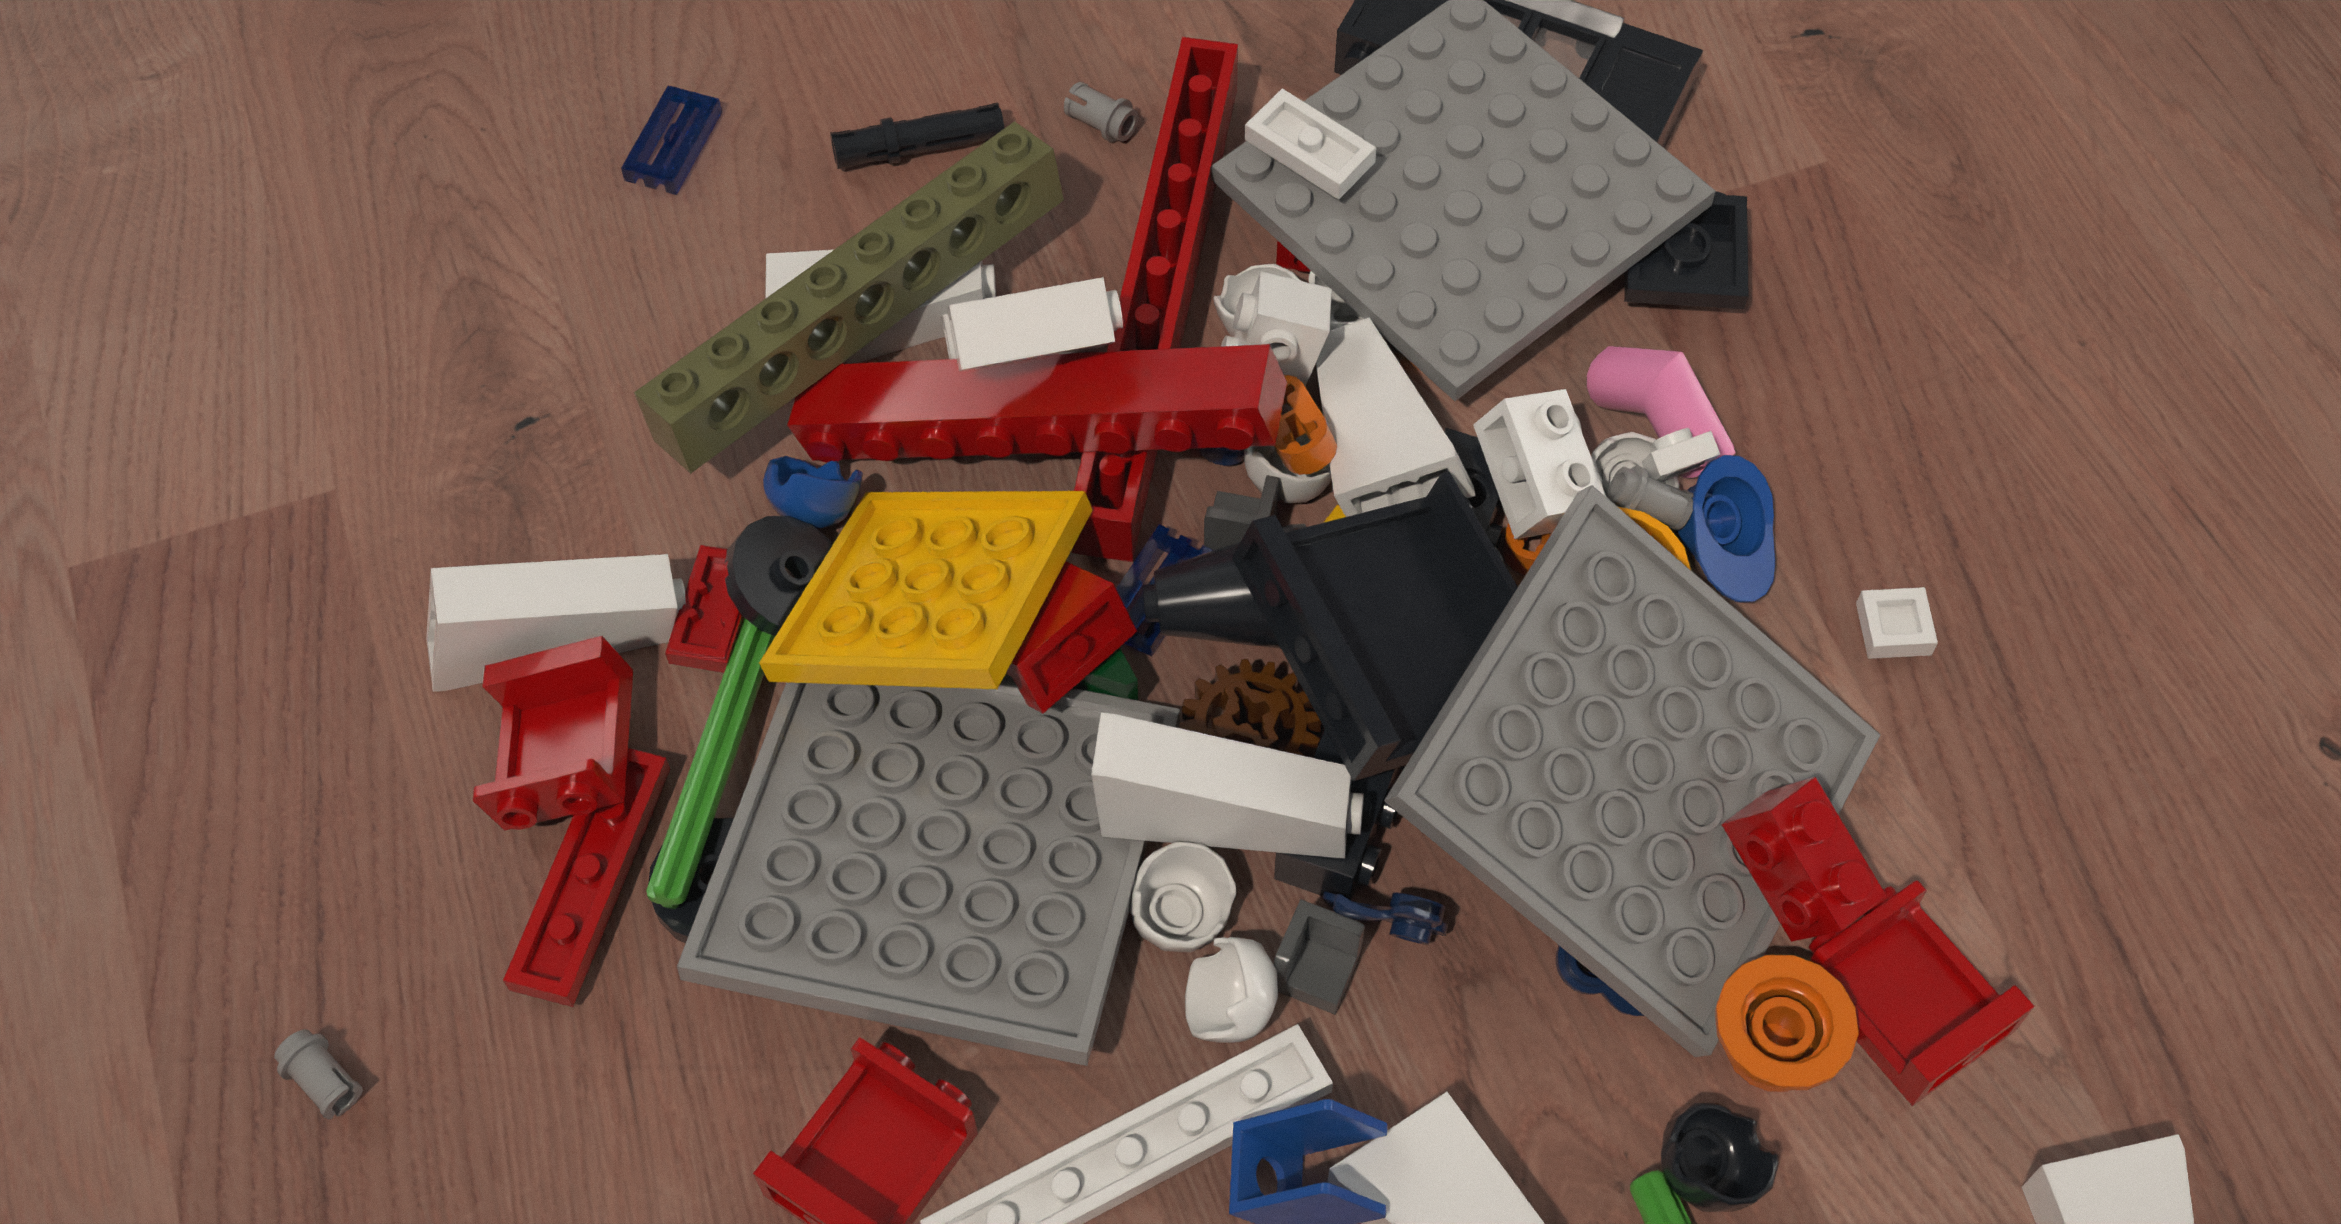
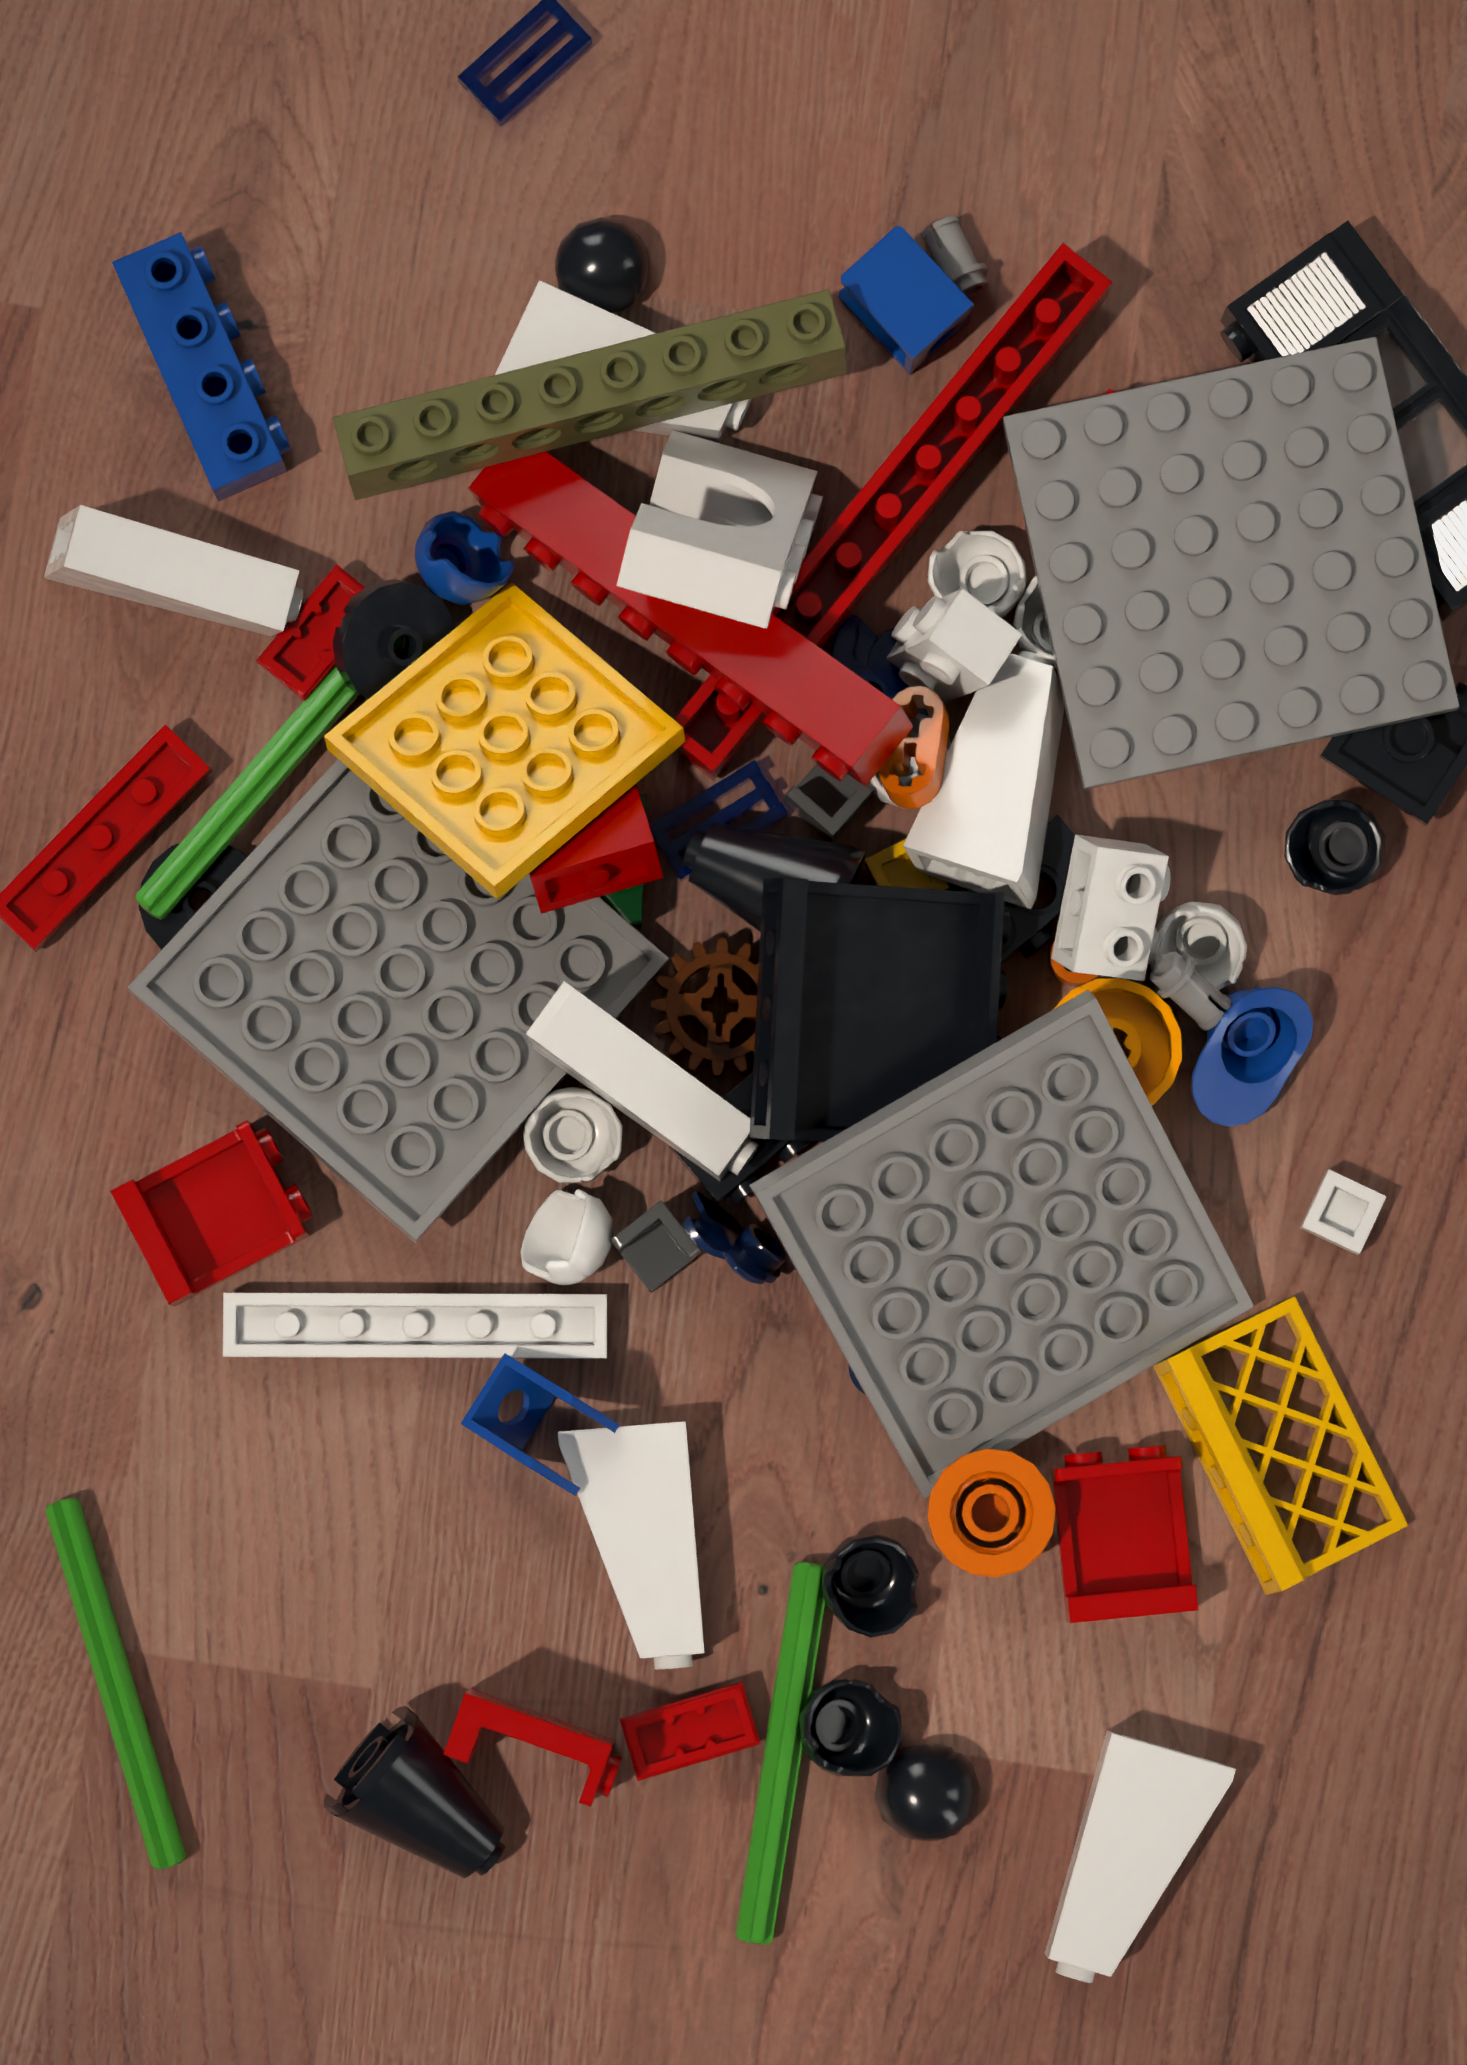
camera: 25 degrees right, 25 degrees up
(501, 455) = (200, 365): none -> blue brick
(558, 733) = (128, 703): red panel -> none
(811, 226) = (603, 264): none -> black hair
(907, 137) = (761, 191): black pin -> none
(1091, 142) = (904, 299): none -> blue piece
(1310, 143) = (1096, 461): white plate -> none
(1658, 386) = (1268, 893): bright pink brick -> none
(1679, 454) = (1239, 966): white plate -> none
(1698, 337) = (1335, 846): none -> black hair
(1804, 860) = (1092, 1392): red brick -> none
(1966, 875) = (1232, 1470): none -> yellow fence

